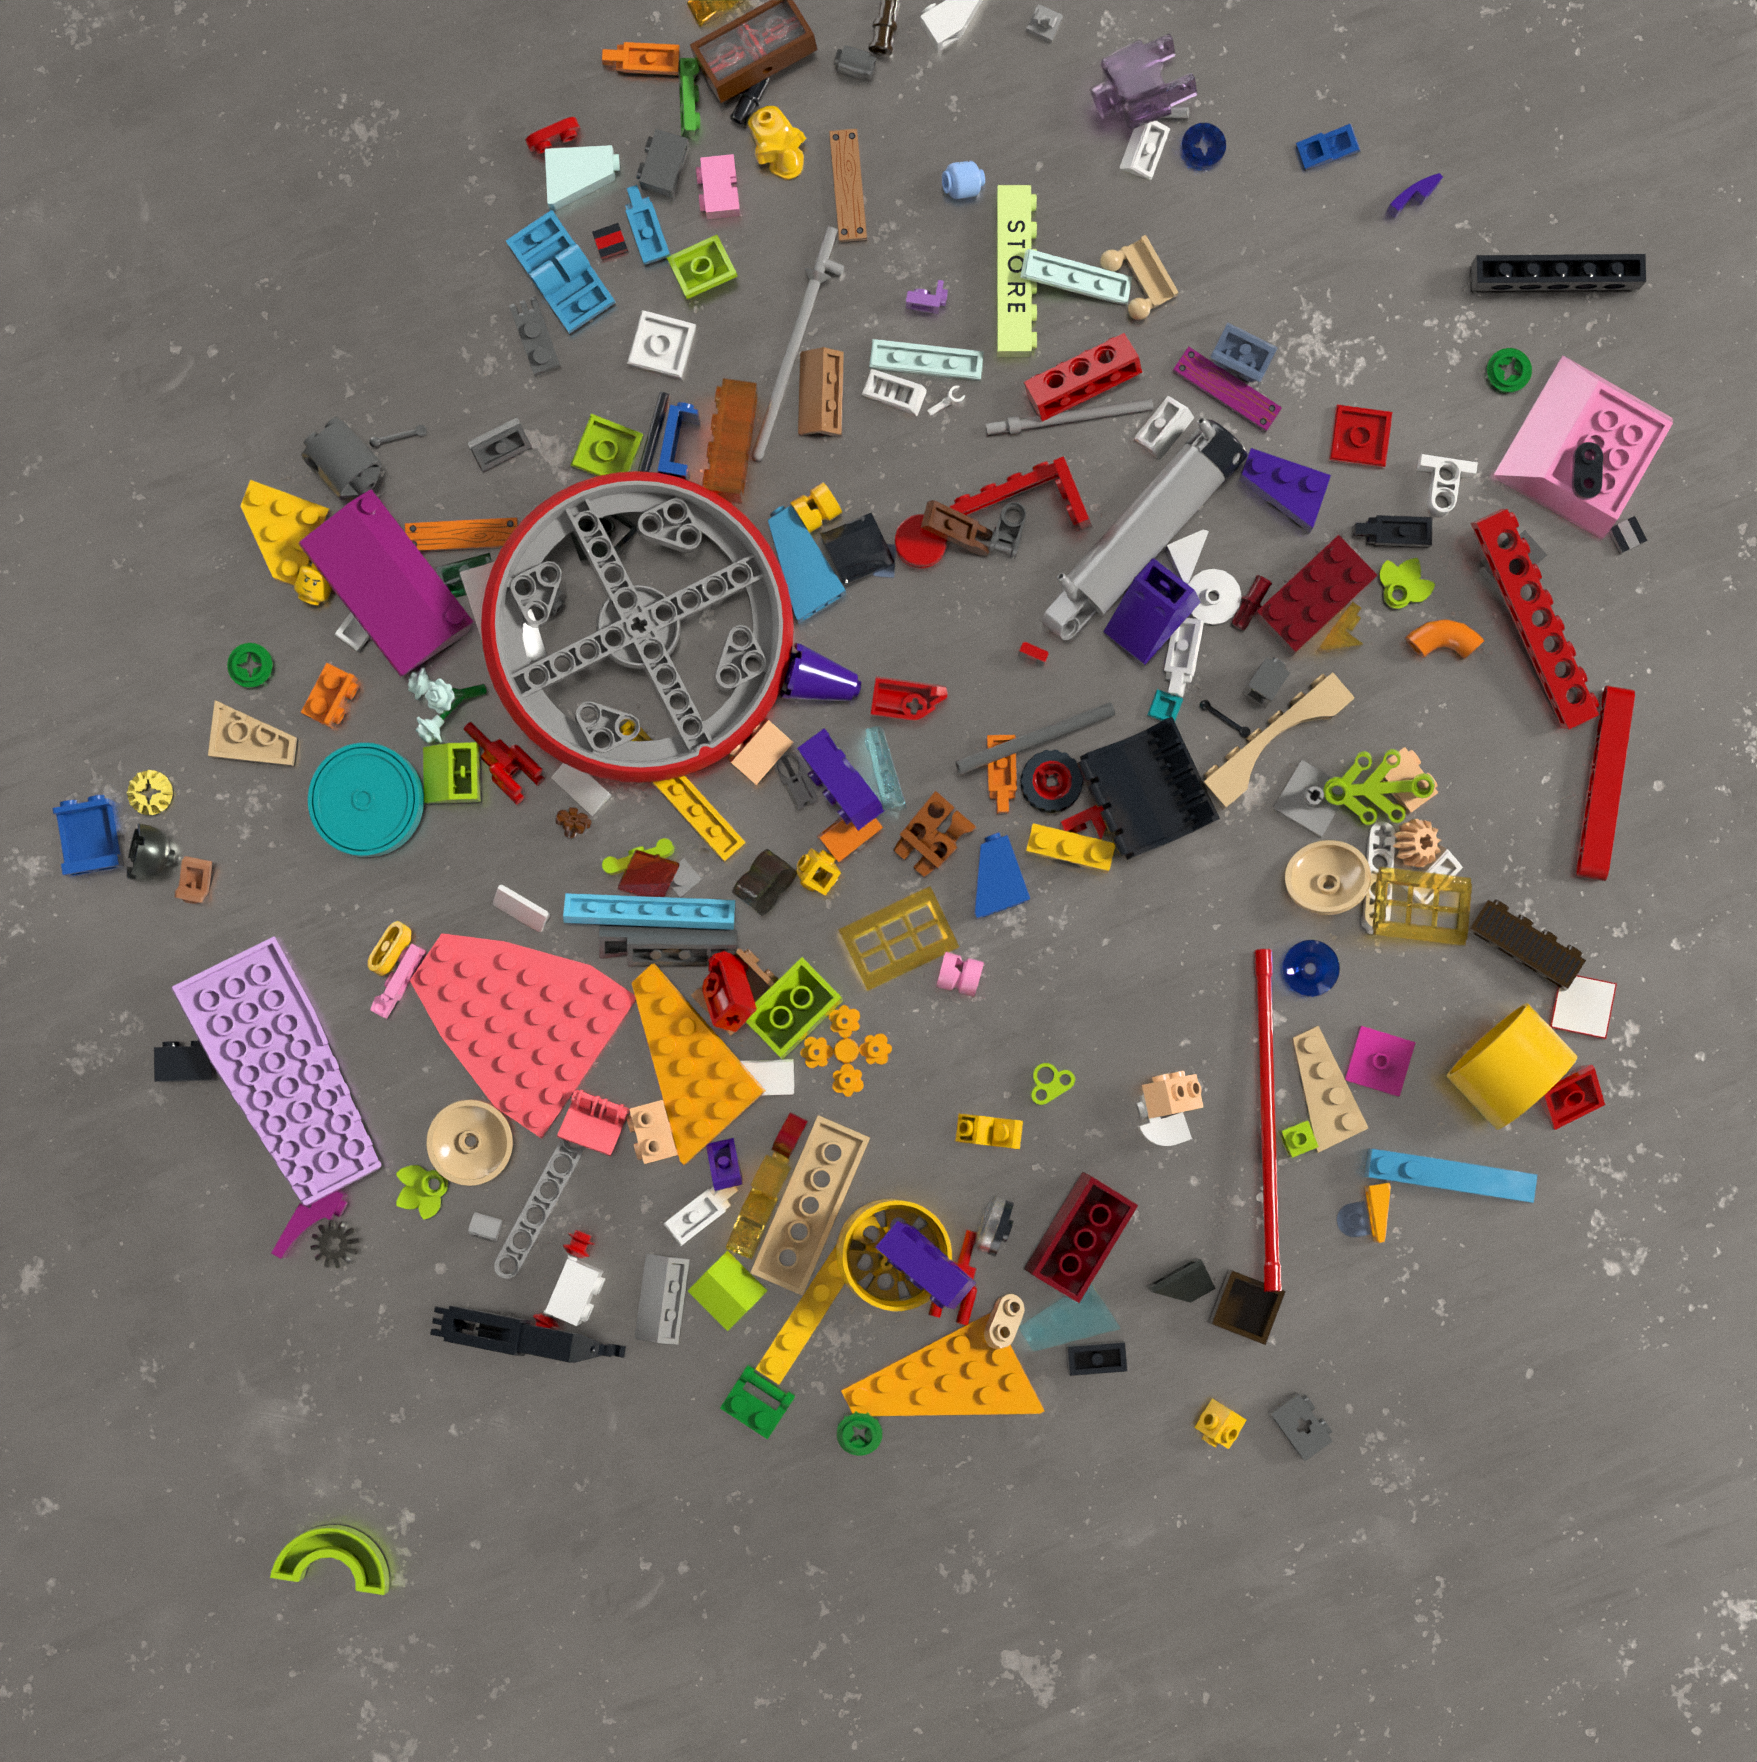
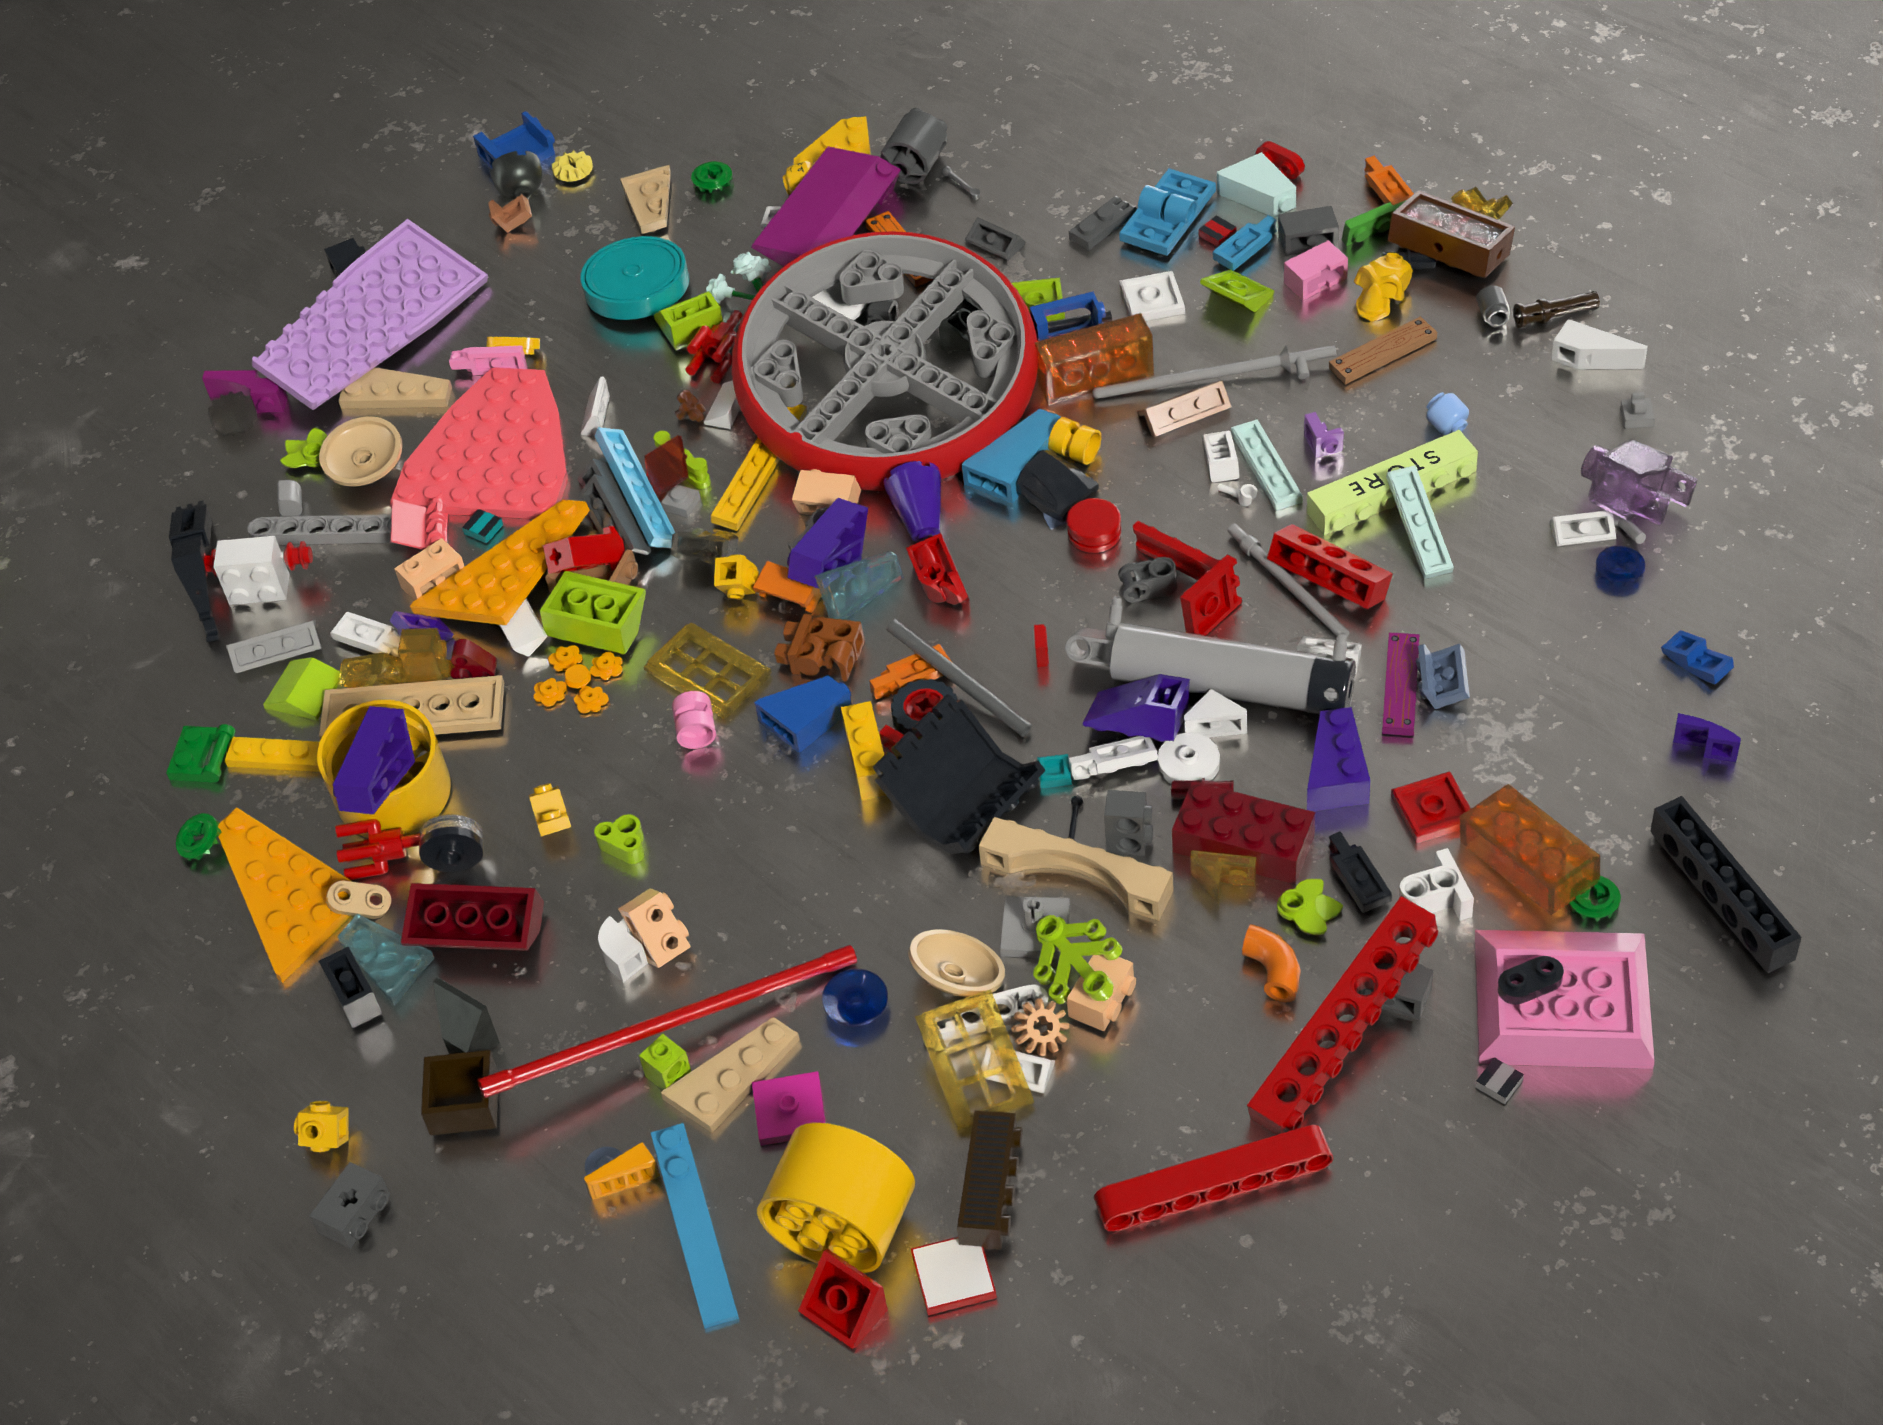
camera: 70 degrees right, 35 degrees down
(330, 695) = (713, 230): orange bracket -> none
(384, 1077) = (395, 390): none -> tan wing
(614, 1064) = (482, 526): none -> tile
(956, 527) = (1119, 530): reddish brown hinge -> none
(1147, 270) = (1464, 577): tan gear -> none
(1451, 393) = (1530, 849): none -> clear orange brick

